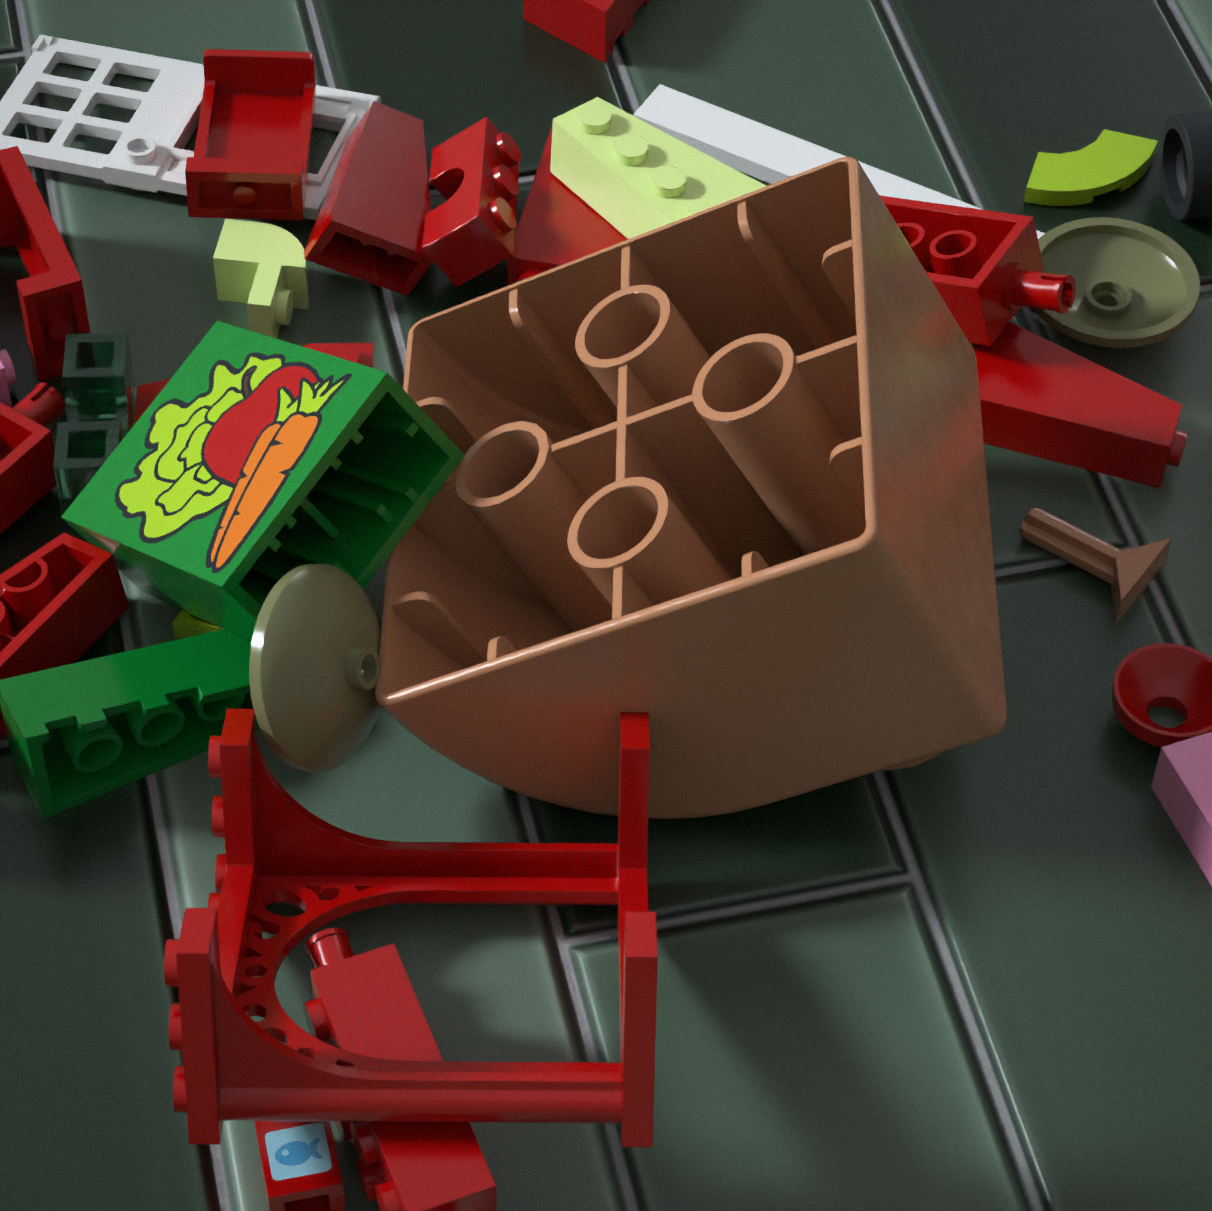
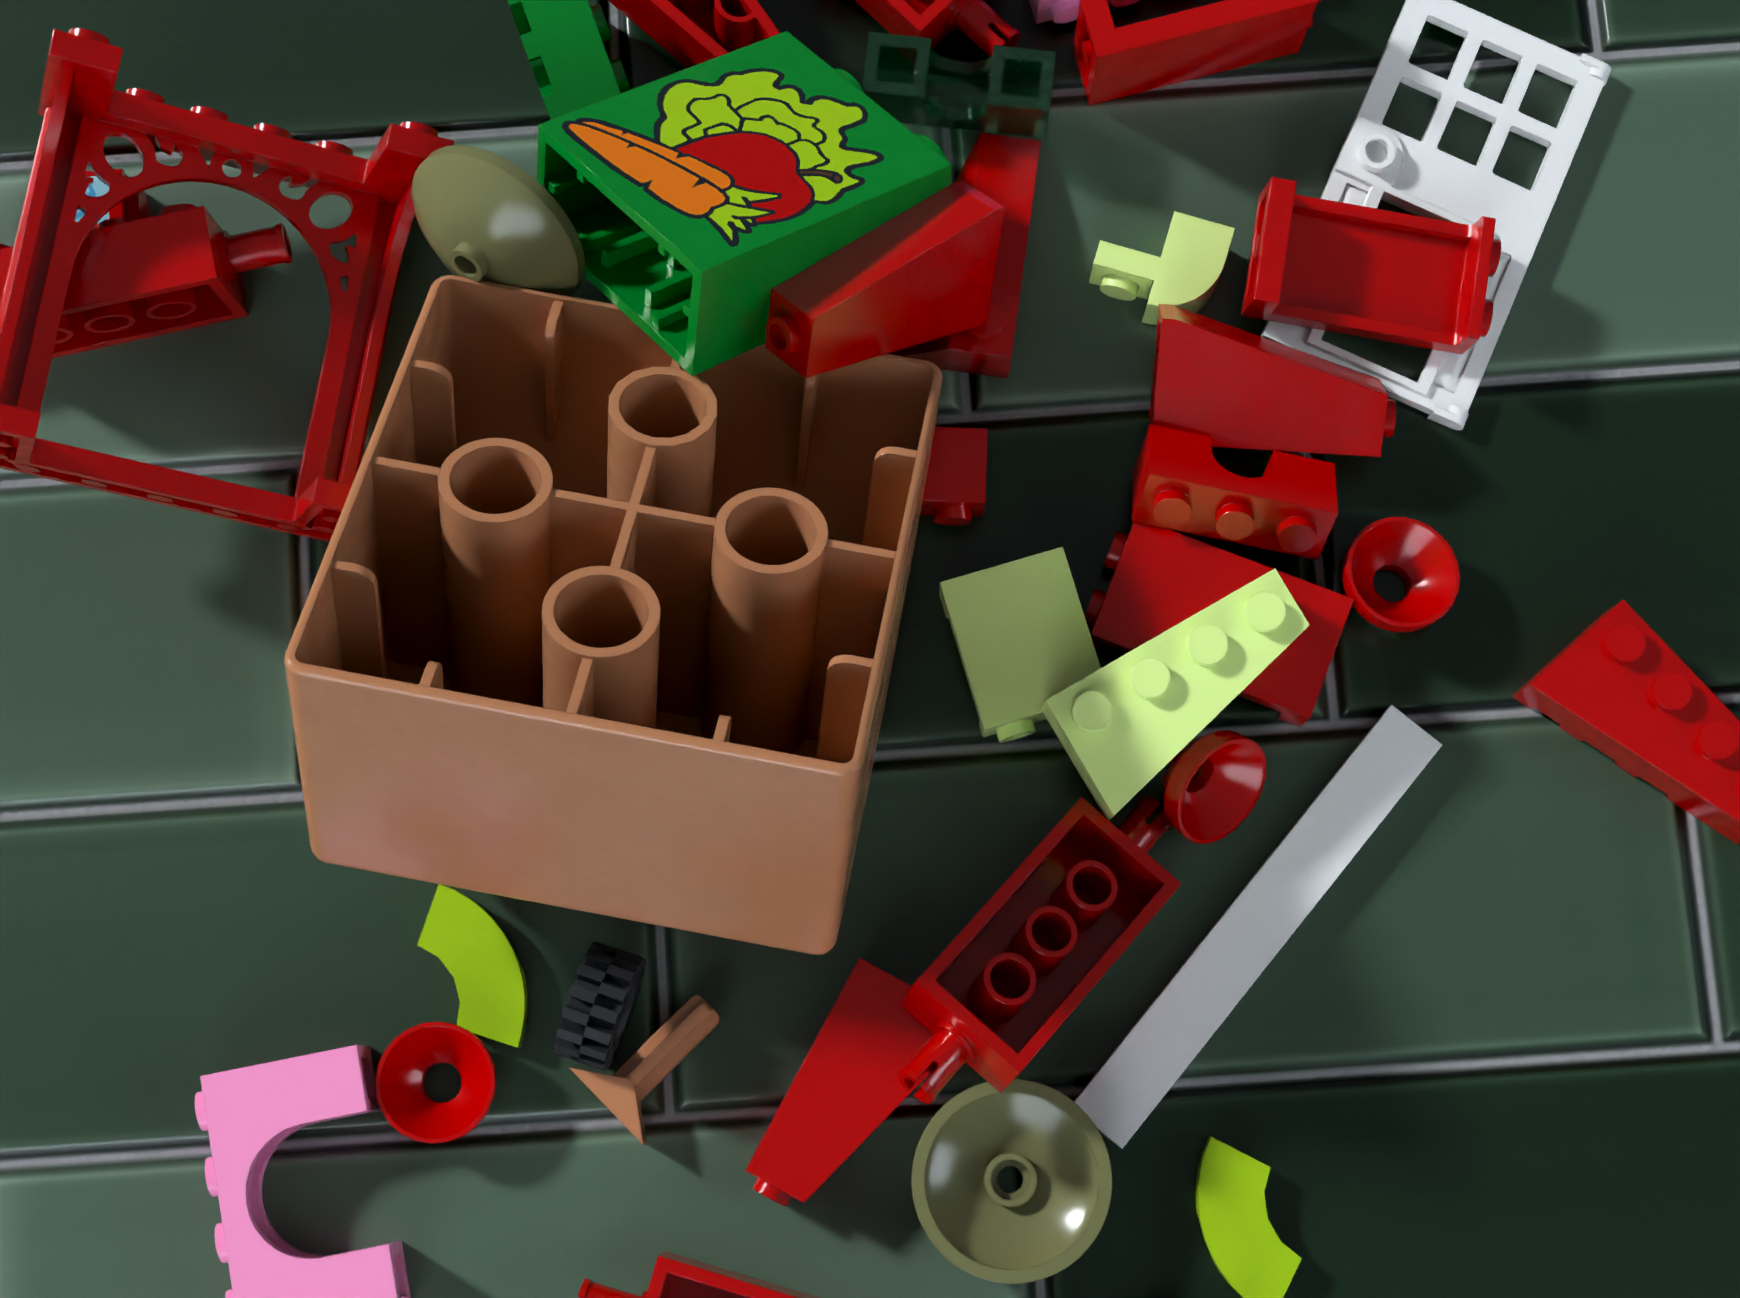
camera: 105 degrees right, 30 degrees up
(319, 328) = (892, 286): none -> red slope
(524, 105) = (1421, 561): none -> red piece
(1051, 694) = (482, 964): none -> lime tile
(1065, 548) = (599, 1006): none -> black tyre

